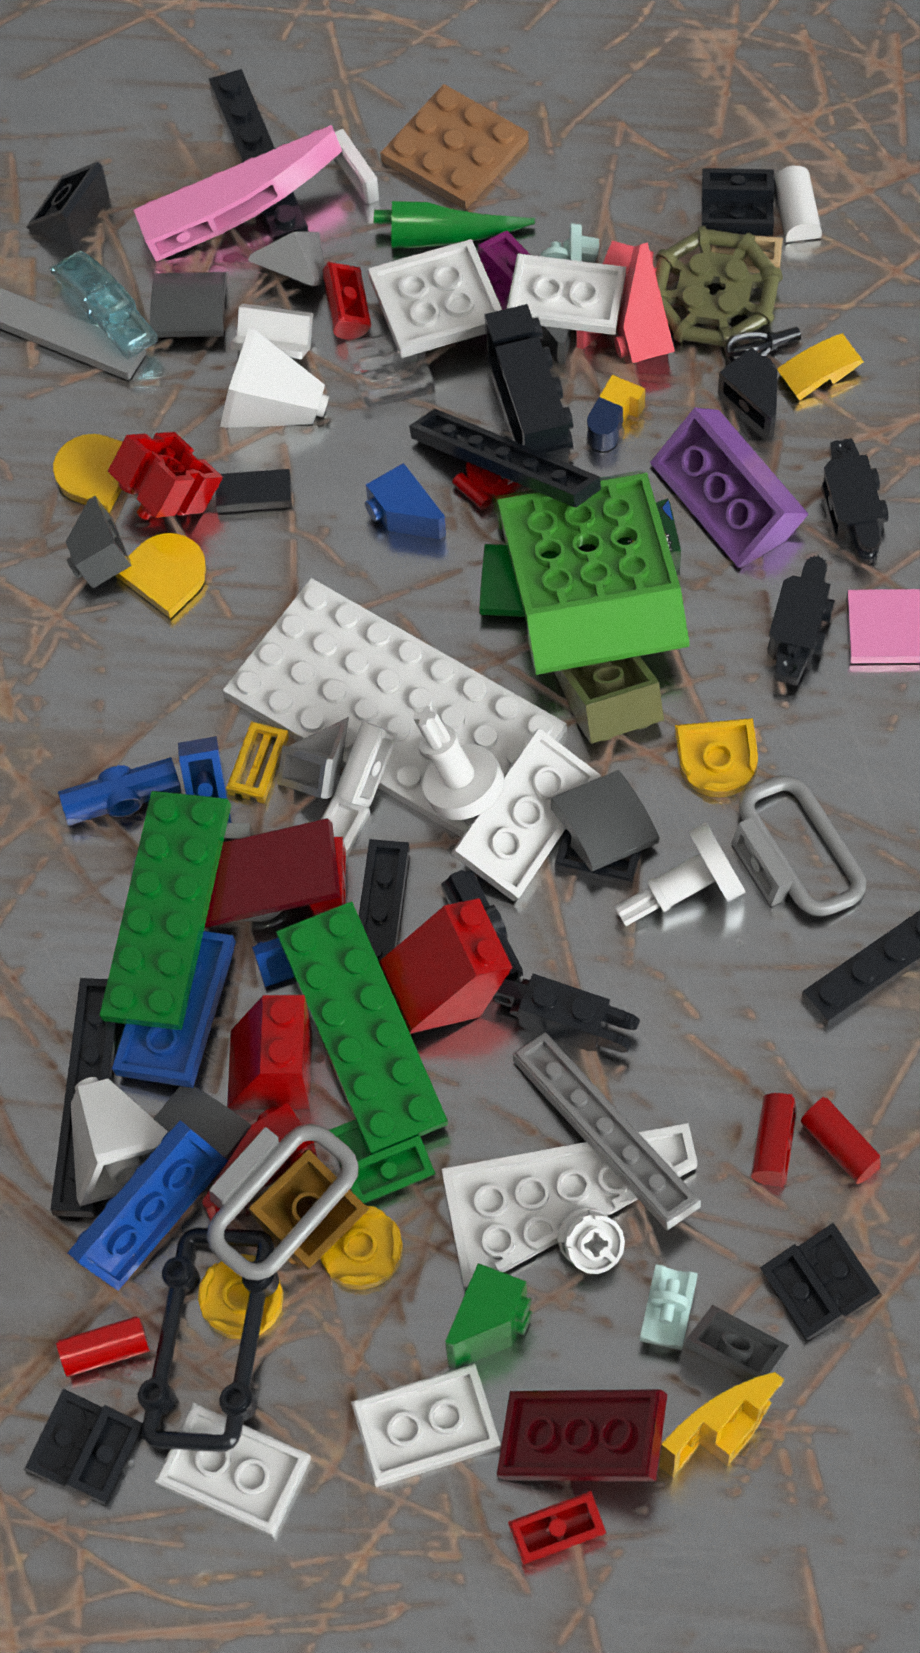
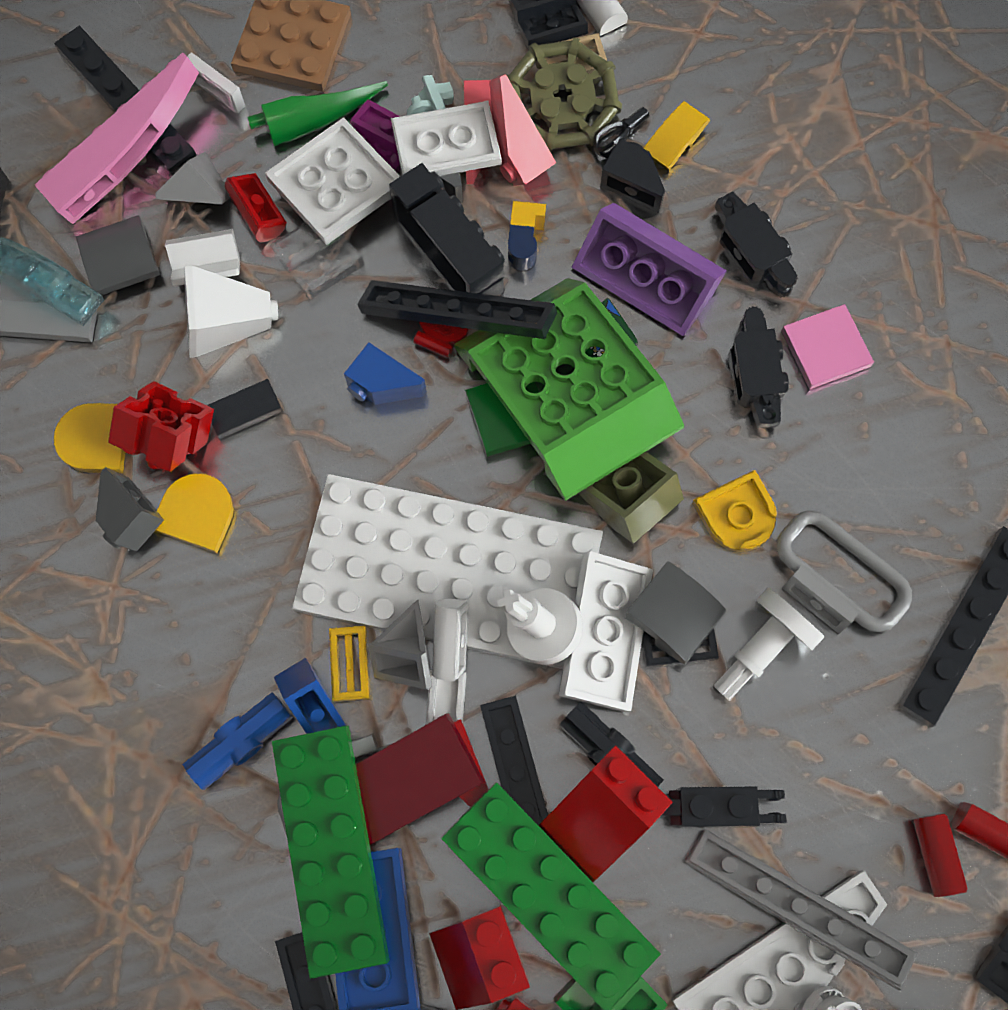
camera: 25 degrees left, 10 degrees up
(272, 962) = (439, 855): blue tile -> none

